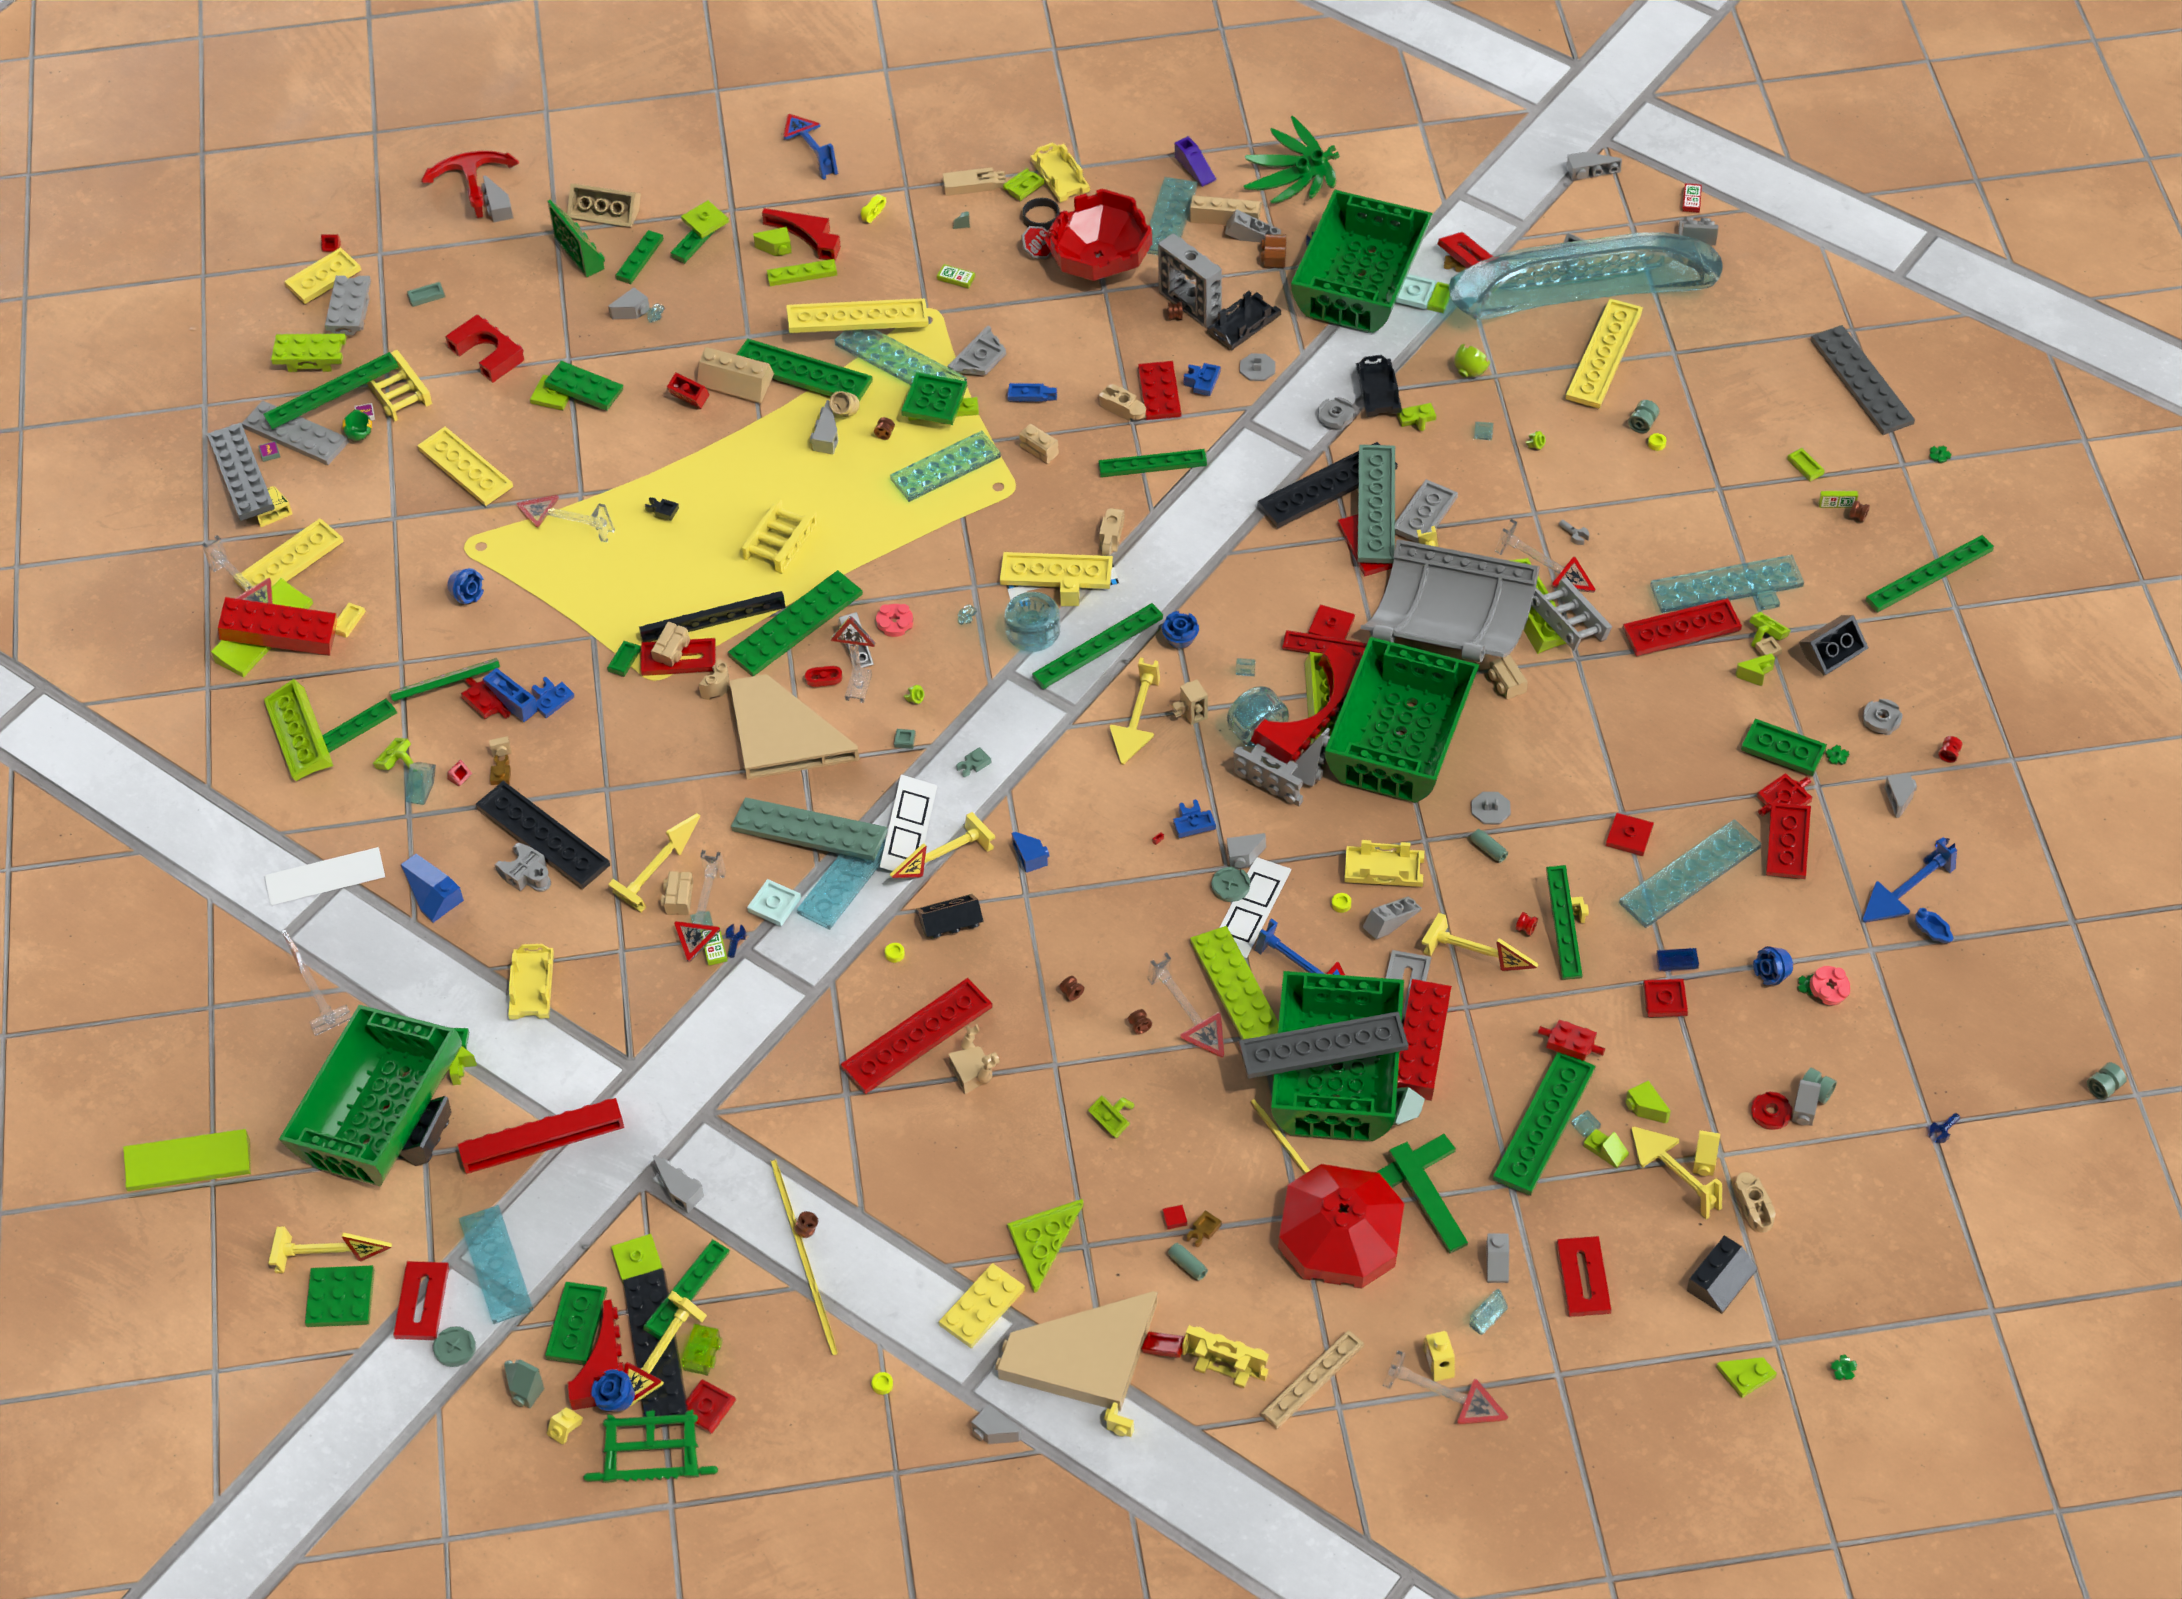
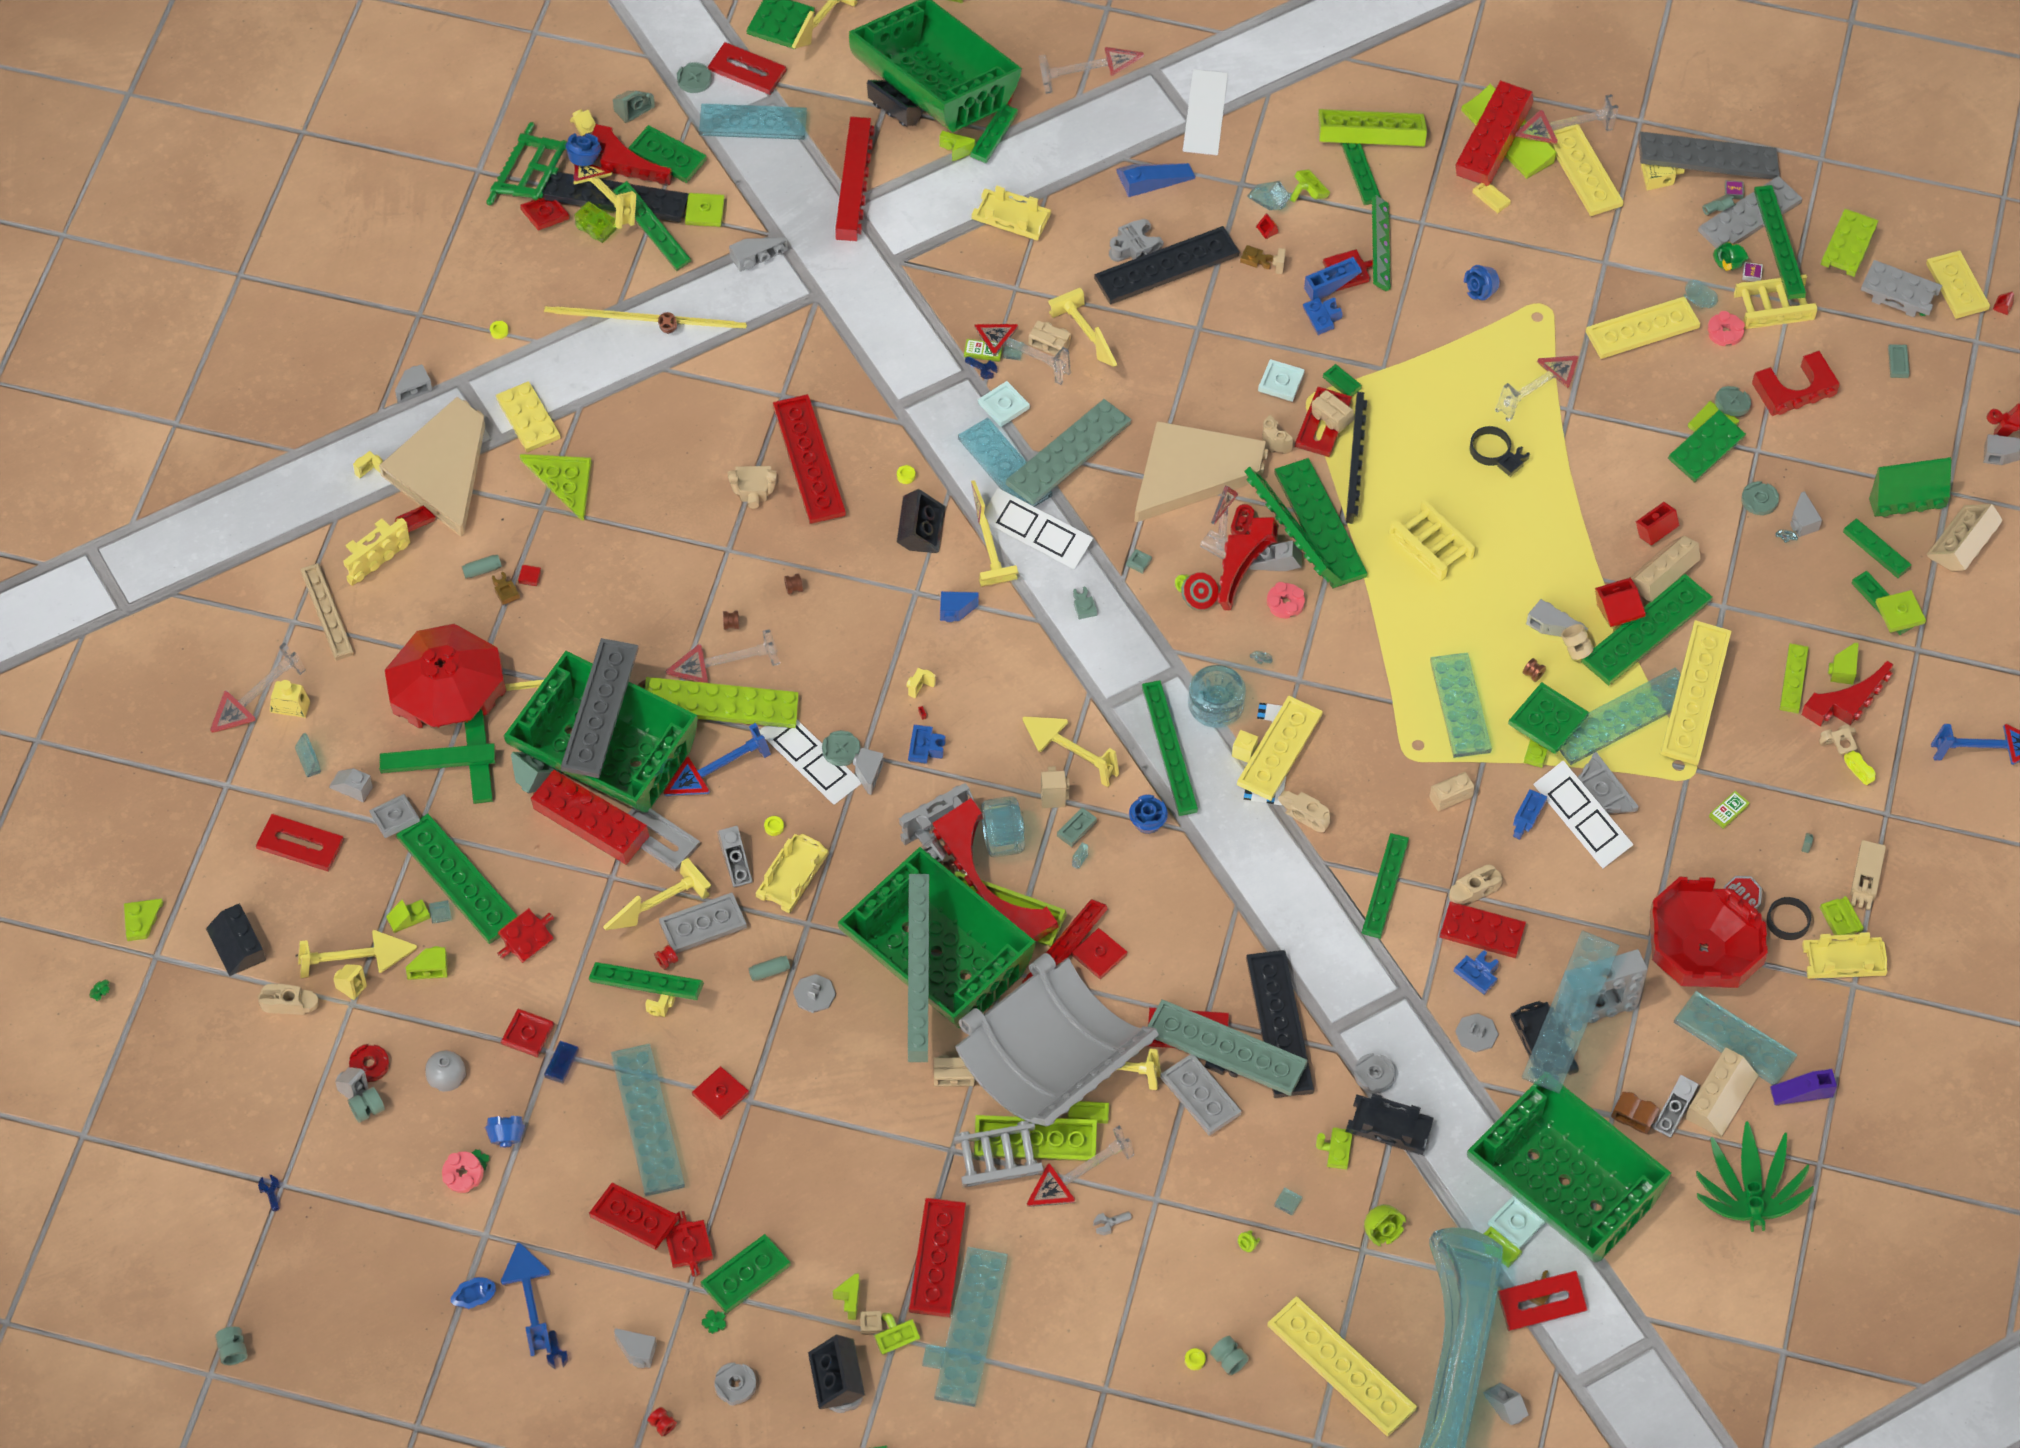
camera: 110 degrees right, 5 degrees up
(291, 451) = (1721, 204): none -> sand green piece
(410, 436) = (1700, 294): none -> clear light blue bracket
(438, 405) = (1727, 320): none -> coral plate
(523, 384) = (1732, 401): none -> sand green tile
(621, 342) = (1760, 498): none -> sand green tile
(645, 701) = (1281, 380): none -> light aqua plate
(651, 516) = (1489, 430): none -> black tyre
(788, 388) = (1619, 602): none -> red slope
(821, 627) = (1292, 527): none -> green plate
(850, 225) = (1843, 733): none -> tan bracket
(880, 656) = (1240, 554): none -> red arch
(921, 676) = (1199, 591): none -> red tile
(1012, 359) = (1583, 814): none -> white sticker
(1110, 1116) = (650, 563): lime plate -> none
(1129, 849) = (920, 677): none -> light yellow bracket
(1217, 681) = (1076, 827): none -> sand green plate
(1241, 264) = (1570, 1012): none -> clear light blue plate
(1450, 697) = (918, 967): none -> sand green brick
(1475, 912) = (702, 923): none -> light grey plate
(1511, 1204) = (394, 816): none -> light grey tile
(1742, 1045) = (445, 1070): none -> light grey cylinder

